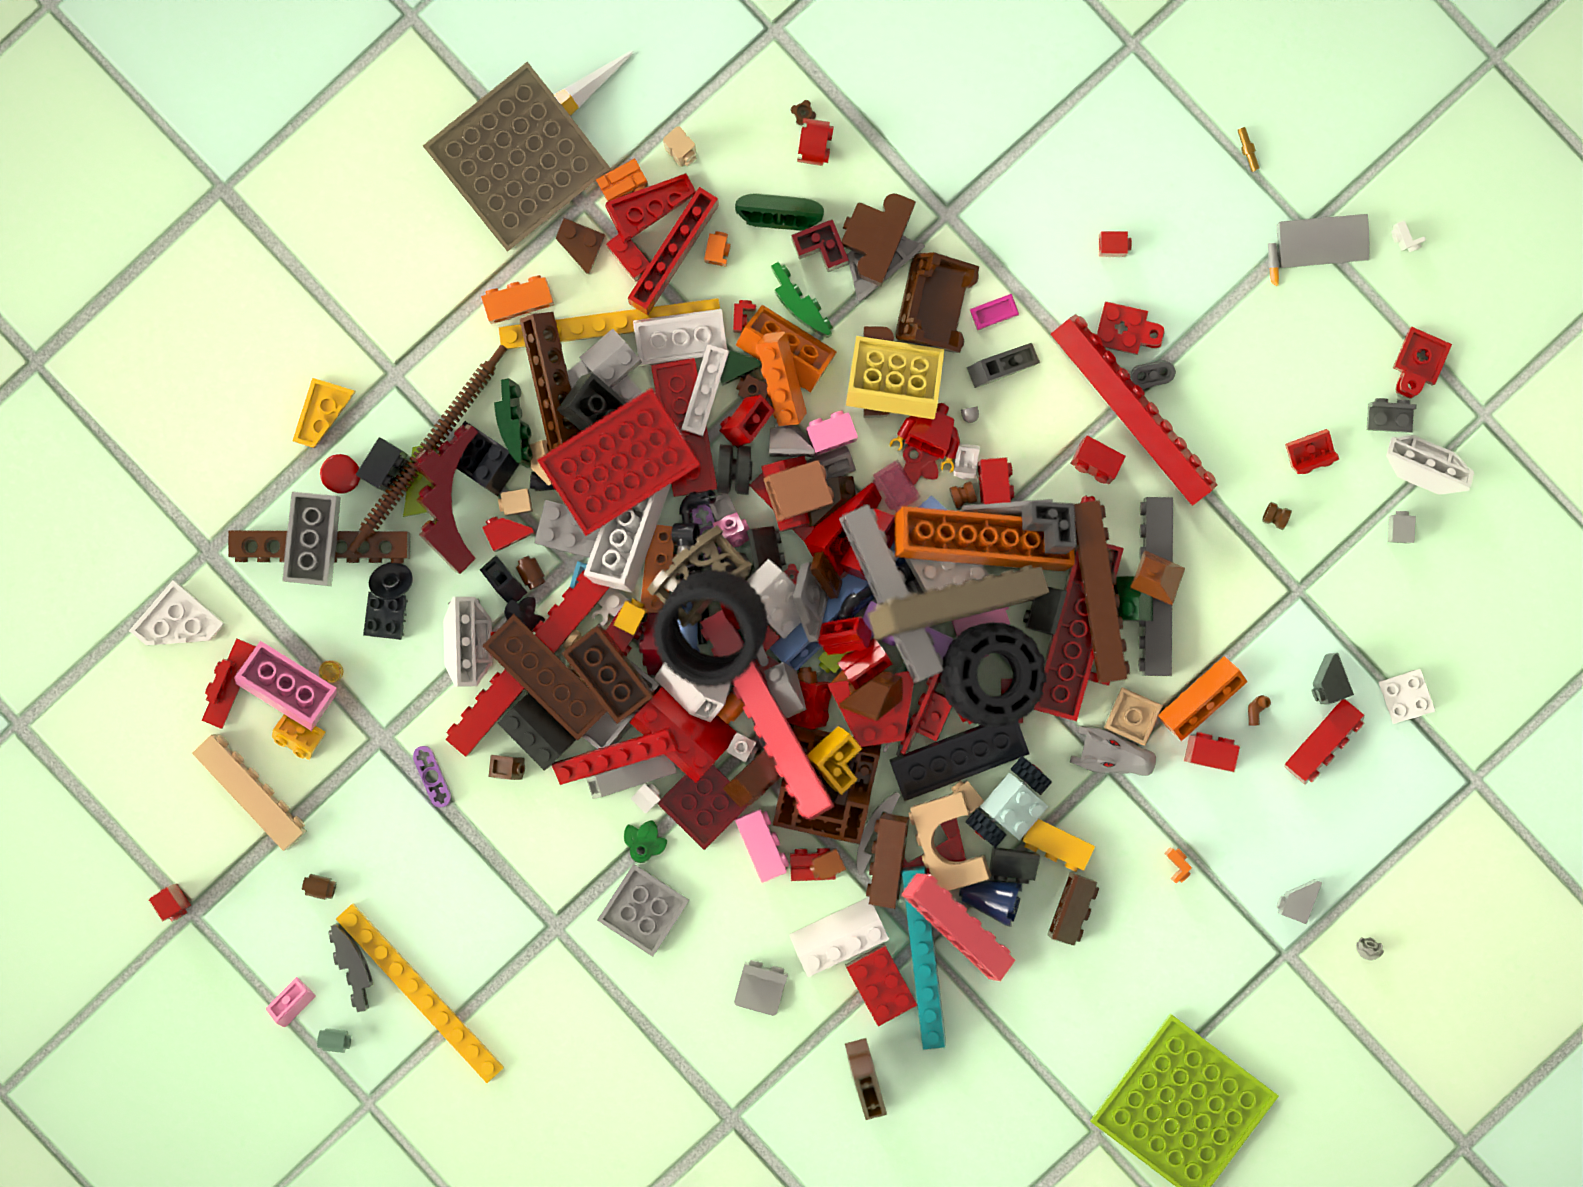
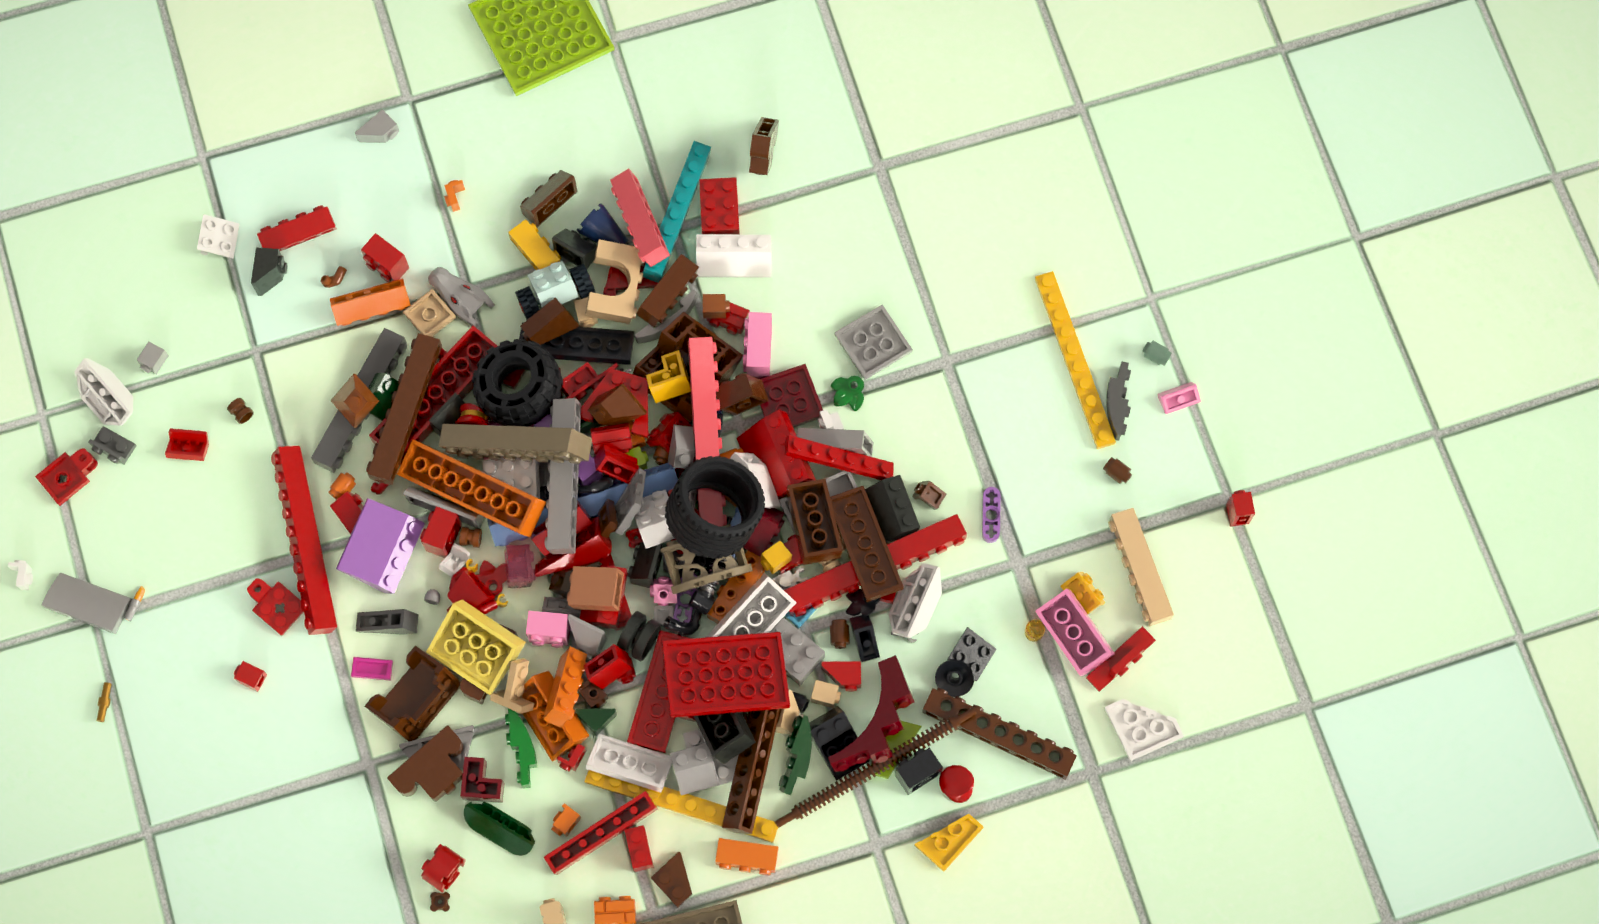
camera: 155 degrees left, 15 degrees down
(311, 538) = (1001, 733): light grey brick -> none
(646, 206) = (605, 880): red wing -> none
(704, 390) = (631, 709): white plate -> none
(742, 747) = (737, 423): white bracket -> none
(760, 987) = (811, 247): light grey bracket -> none
(834, 347) = (512, 695): none -> tan bracket
(996, 761) = (549, 323): none -> reddish brown slope
(1022, 615) = (472, 415): none -> red piece
(1049, 436) = (380, 546): none -> medium lavender slope
(1055, 521) = (409, 471): dark grey brick -> none
(1125, 485) = (343, 483): none -> orange brick
(1152, 375) = (276, 560): dark grey plate -> none
(1369, 949) = (346, 74): light grey plate -> none

